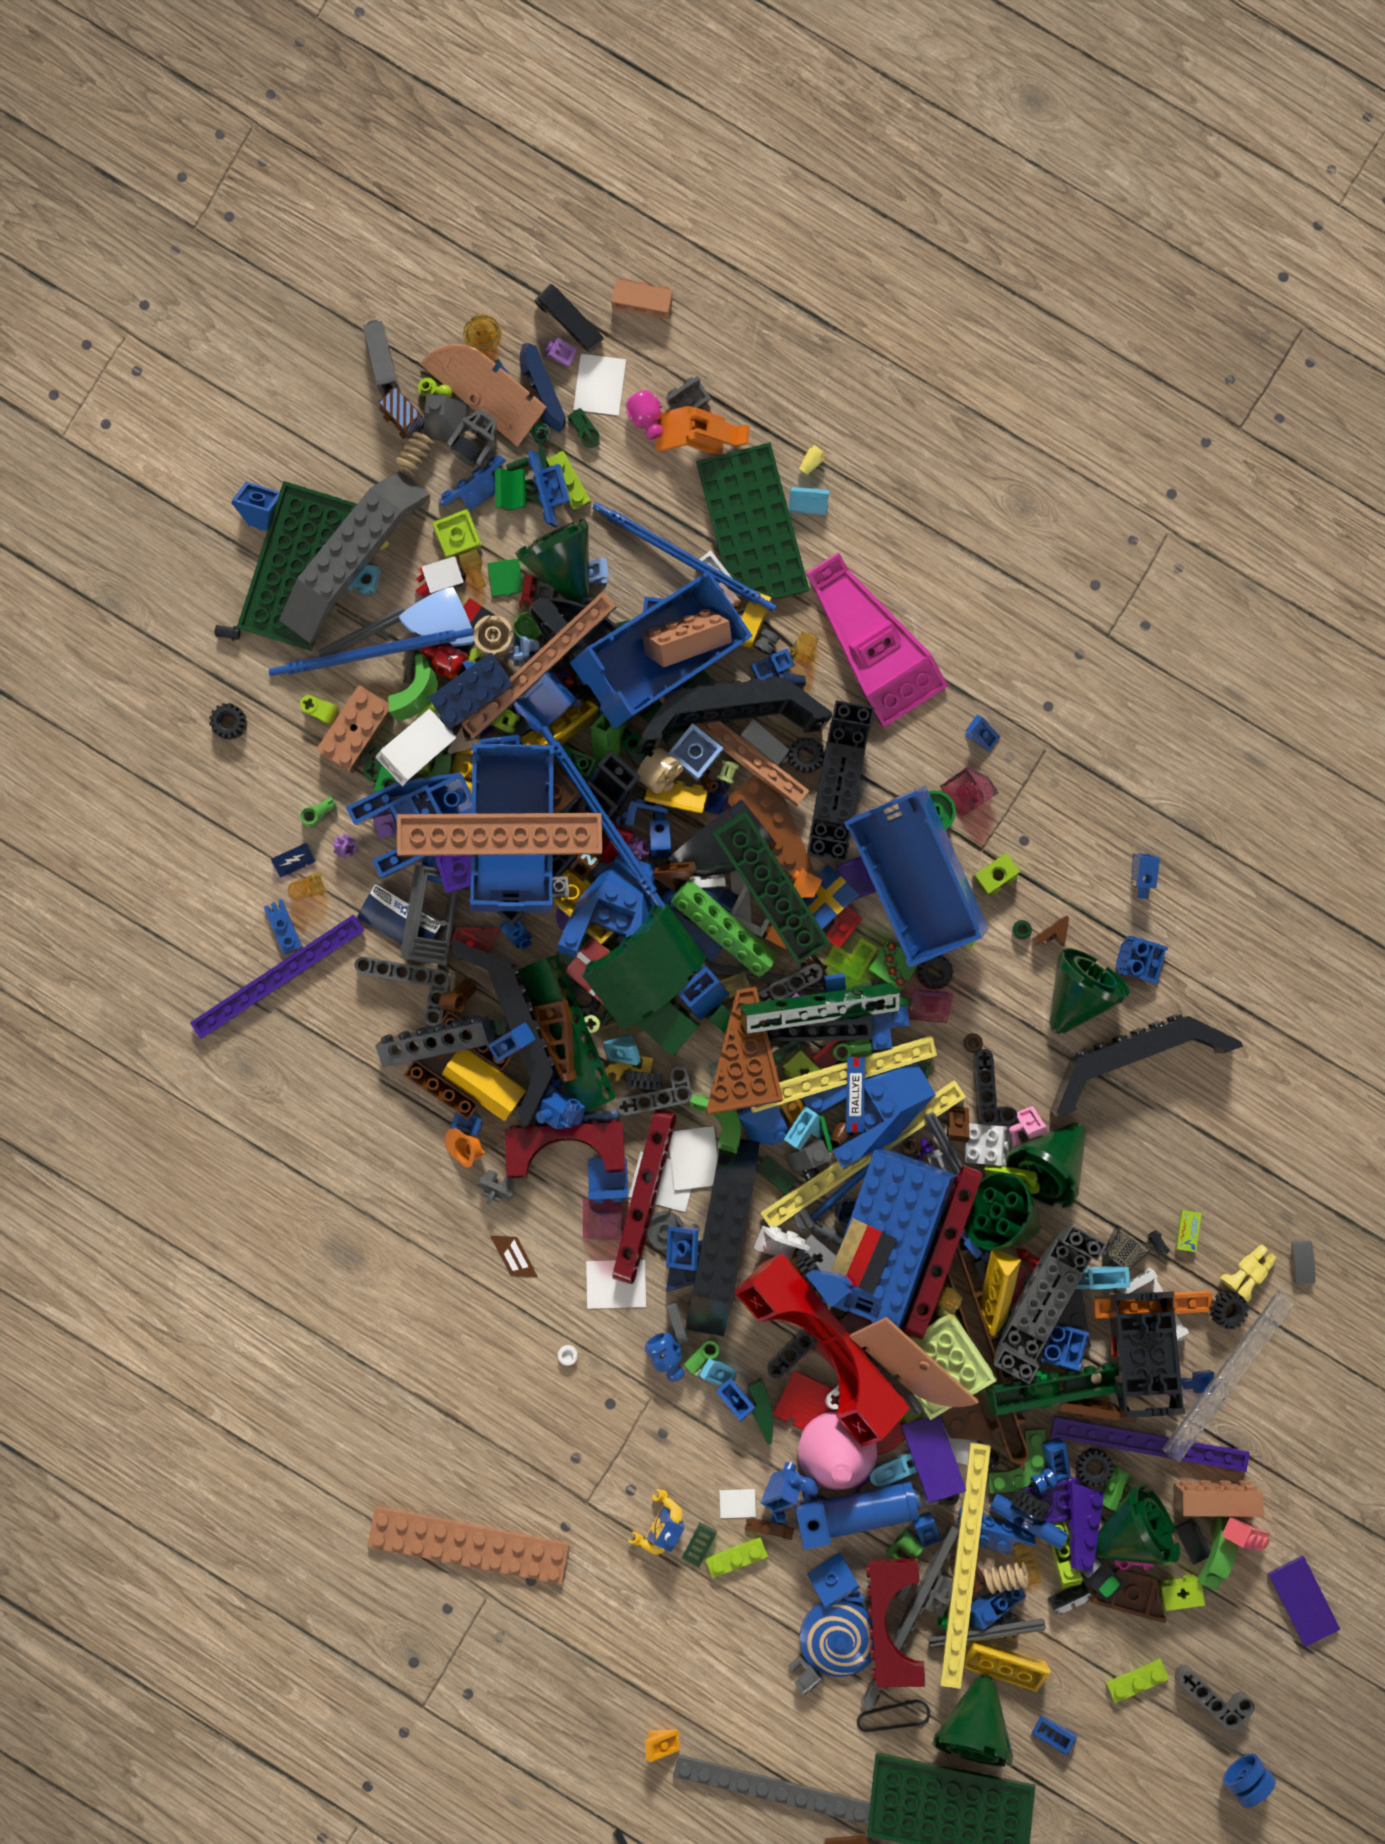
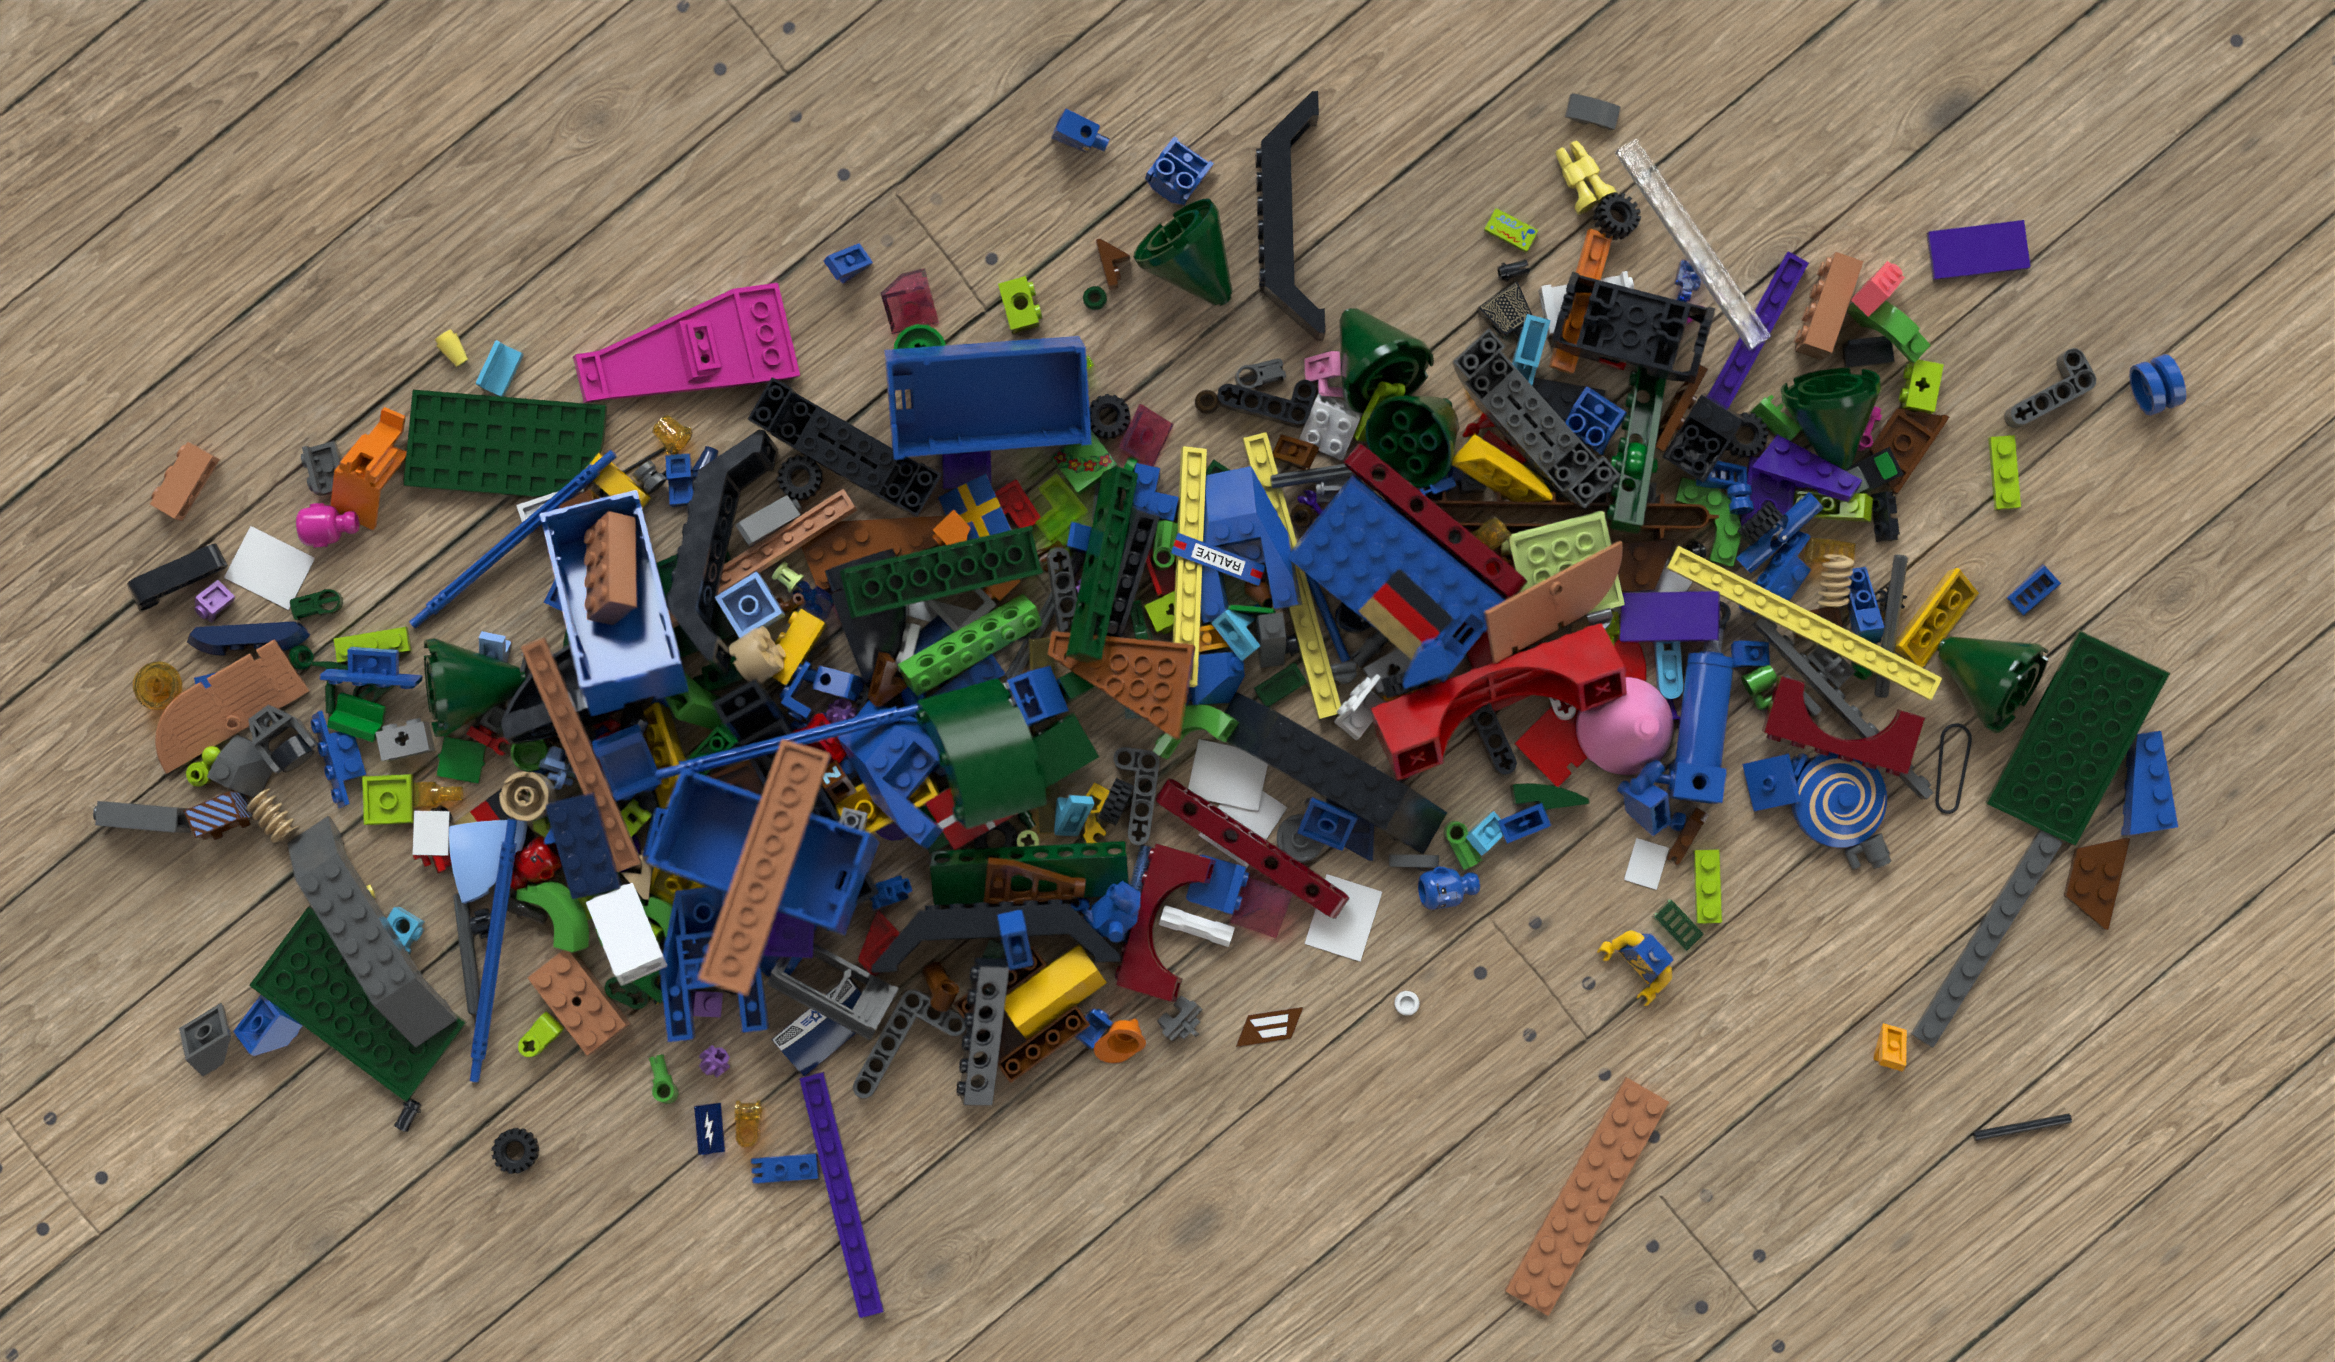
camera: 70 degrees left, 0 degrees up
(232, 464) = (206, 1040): none -> dark grey slope
(388, 635) = (481, 923): none -> black gear
(507, 541) = (419, 740): none -> light grey brick
(571, 1188) = (1197, 926): none -> white axle
(1010, 1079) = (1263, 373): none -> dark grey piece
(1081, 1437) = (1703, 437): none -> black slope

